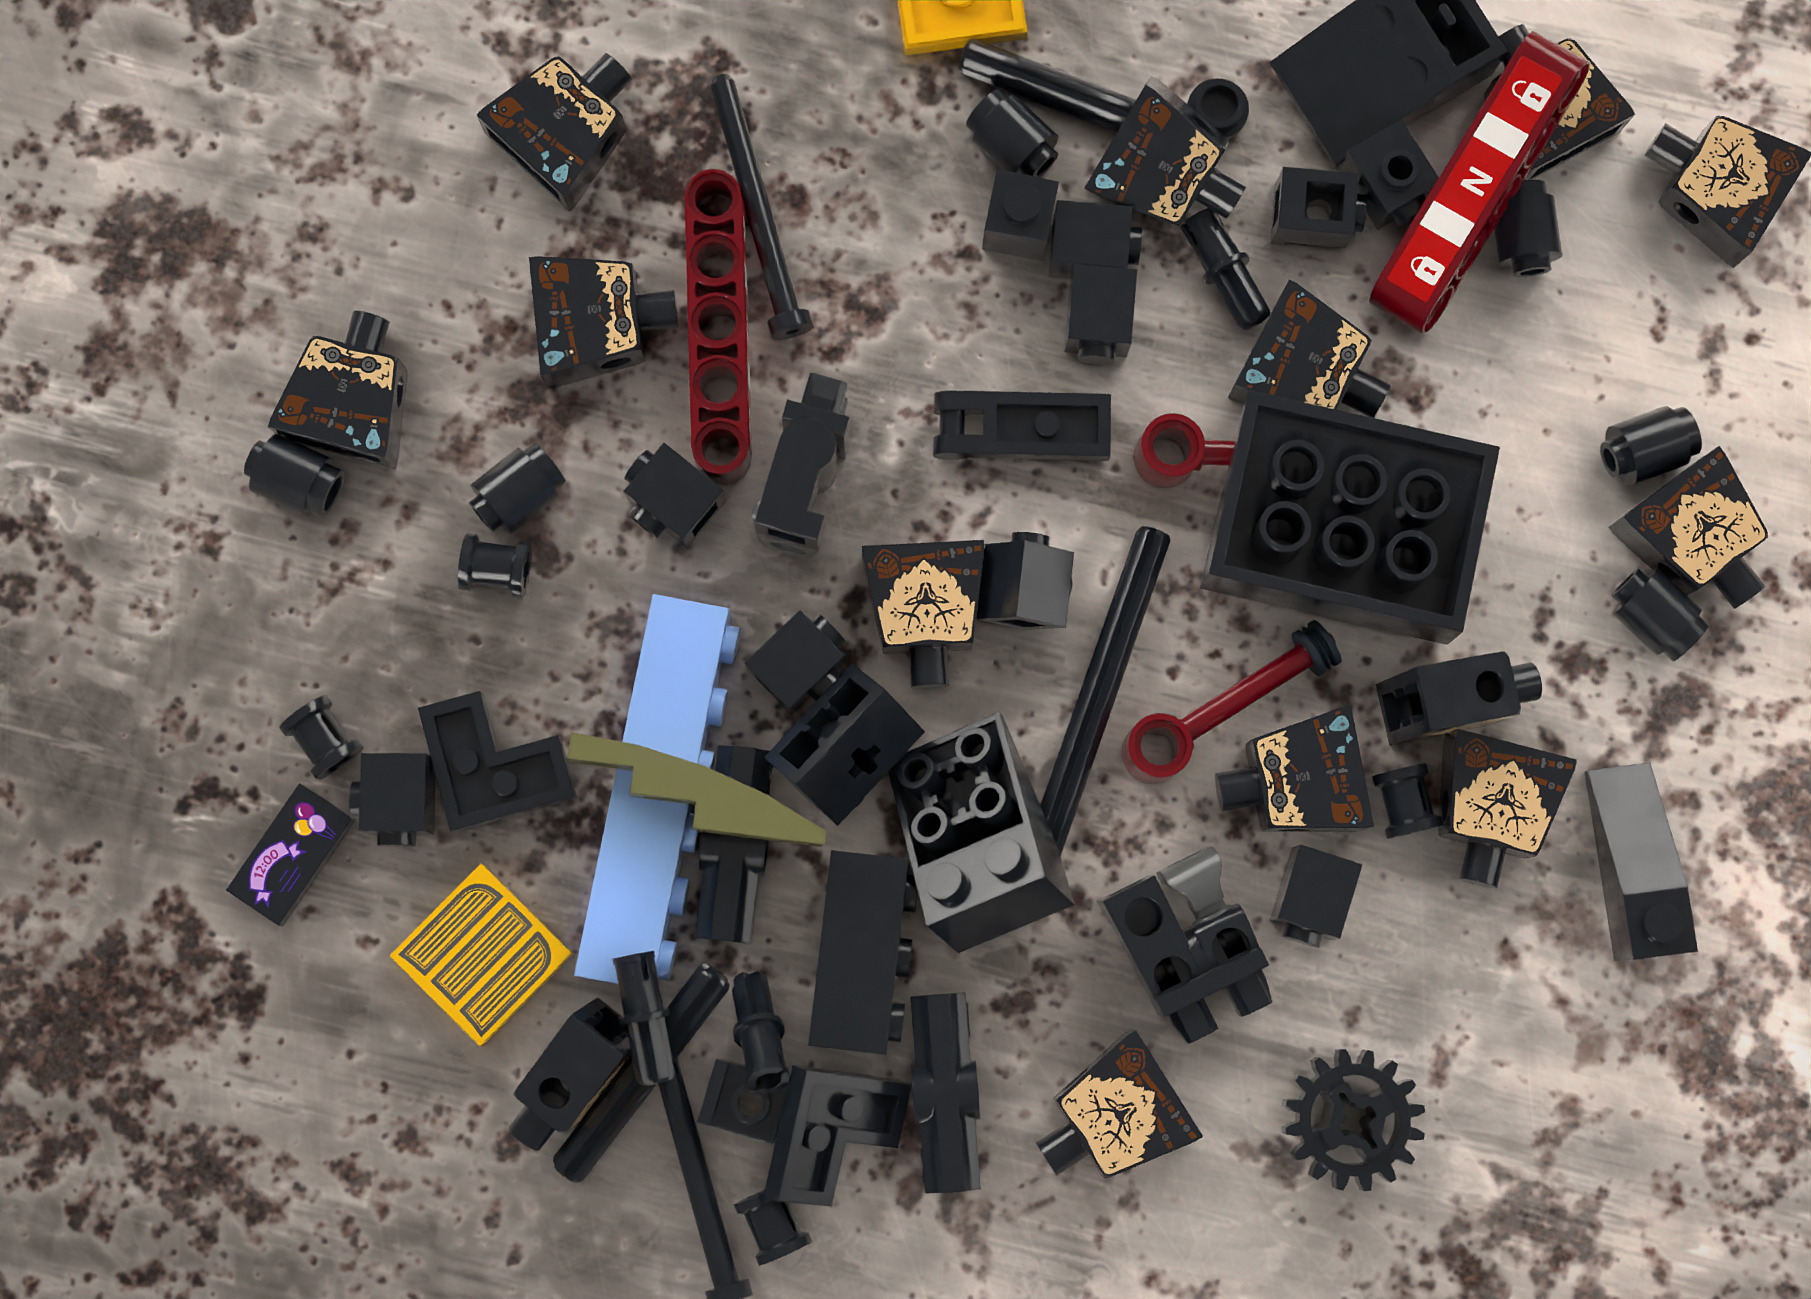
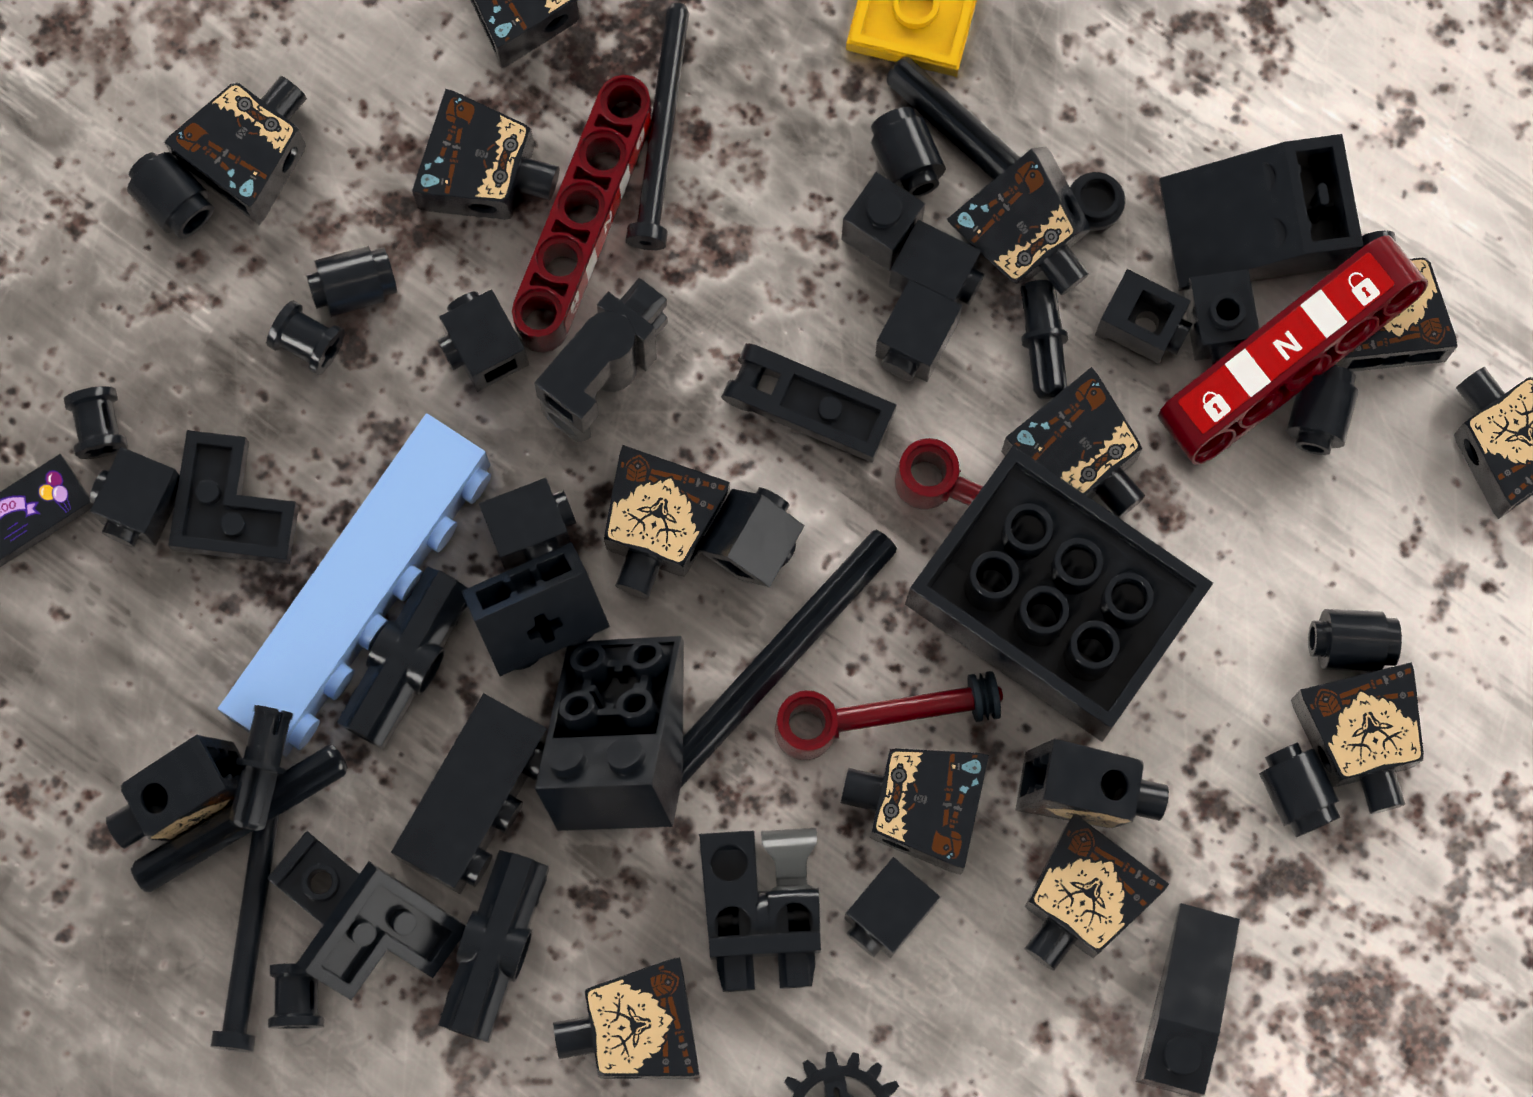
camera: 25 degrees right, 5 degrees down
(481, 955) = (150, 663): tile -> none
(719, 801) = (402, 608): olive slope -> none
(759, 1033) = (354, 826): black axle -> none
(1407, 800) = (1007, 861): black bush -> none

